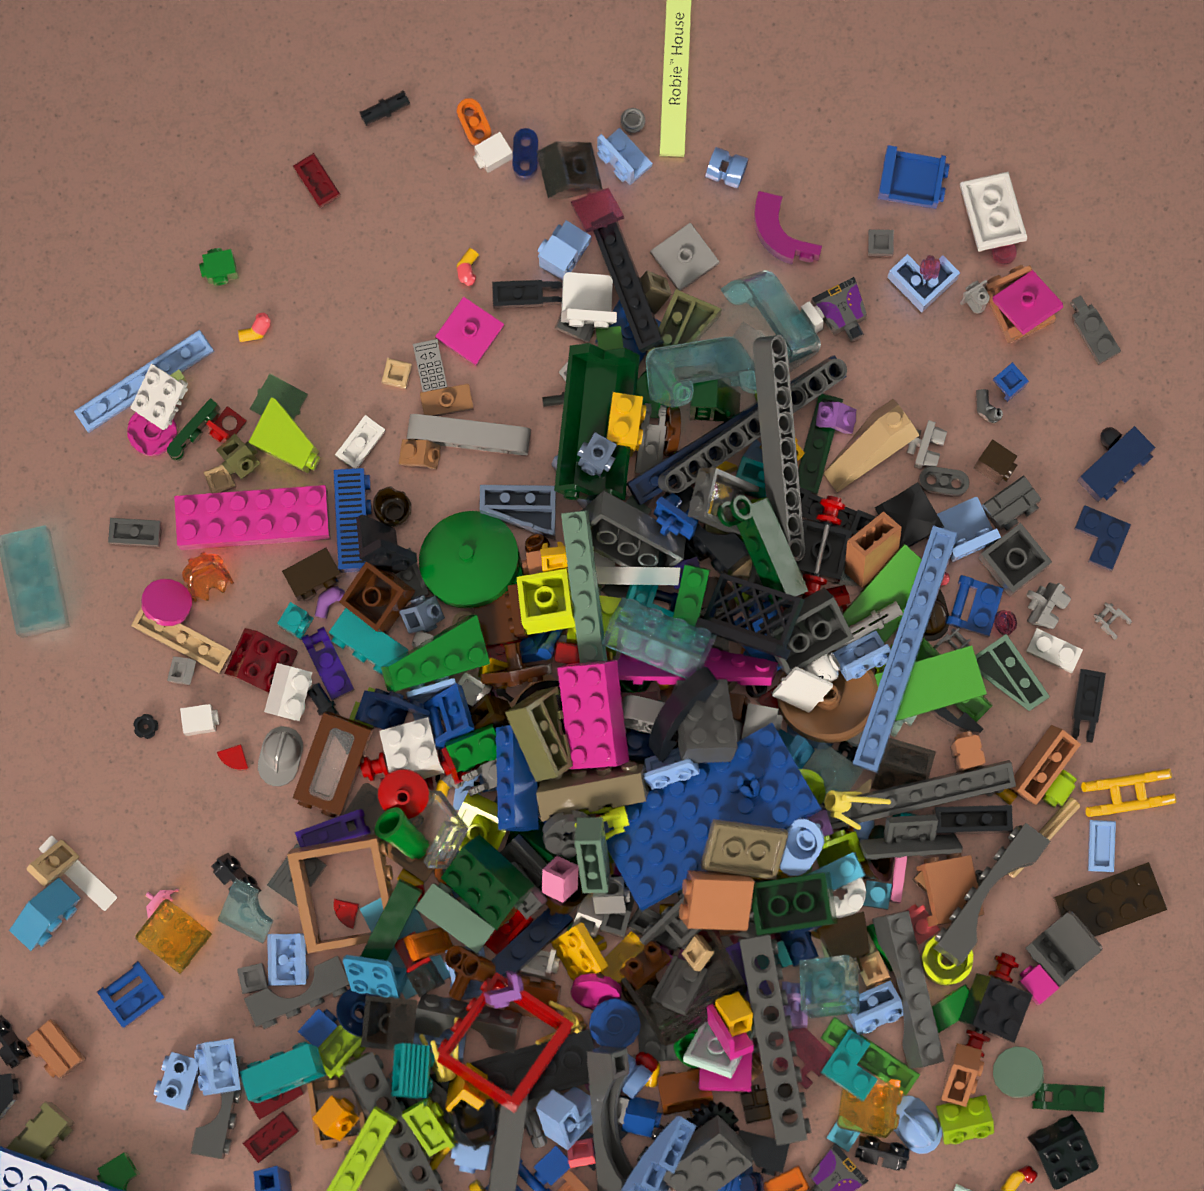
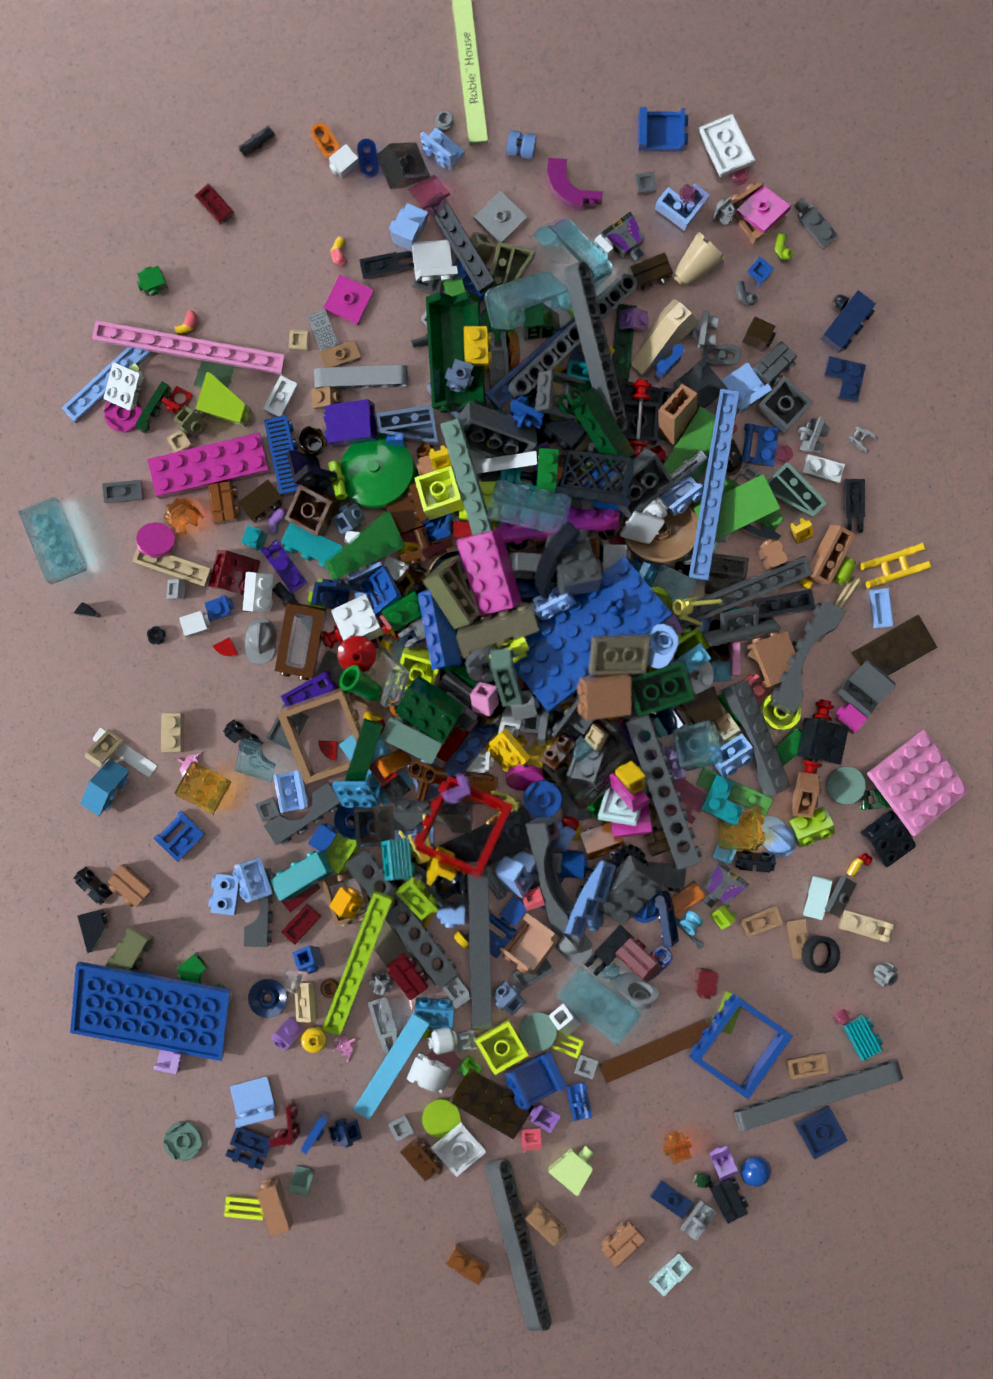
camera: 10 degrees left, 5 degrees up
(60, 679) = (85, 610): none -> black slope
(145, 857) = (172, 732): none -> tan brick
(234, 704) = (219, 607): none -> blue bracket
(252, 360) = (188, 347): none -> bright pink plate
(262, 568) = (223, 503): none -> dark orange brick
(417, 571) = (338, 485): none -> lime pin
(445, 491) = (350, 423): none -> dark purple brick
(503, 524) = (397, 440): none -> blue tile
(632, 934) = (544, 731): none -> dark grey plate
(676, 966) = (581, 749): none -> clear light blue tile
(867, 484) = (668, 364): none -> blue plate
(869, 359) = (651, 271): none -> dark brown brick
(931, 354) = (697, 260): none -> tan cone
(1013, 728) = (802, 531): none -> yellow tile
(1044, 356) = (781, 249): none -> lime arm
(1113, 1083) = (918, 782): none -> bright pink plate

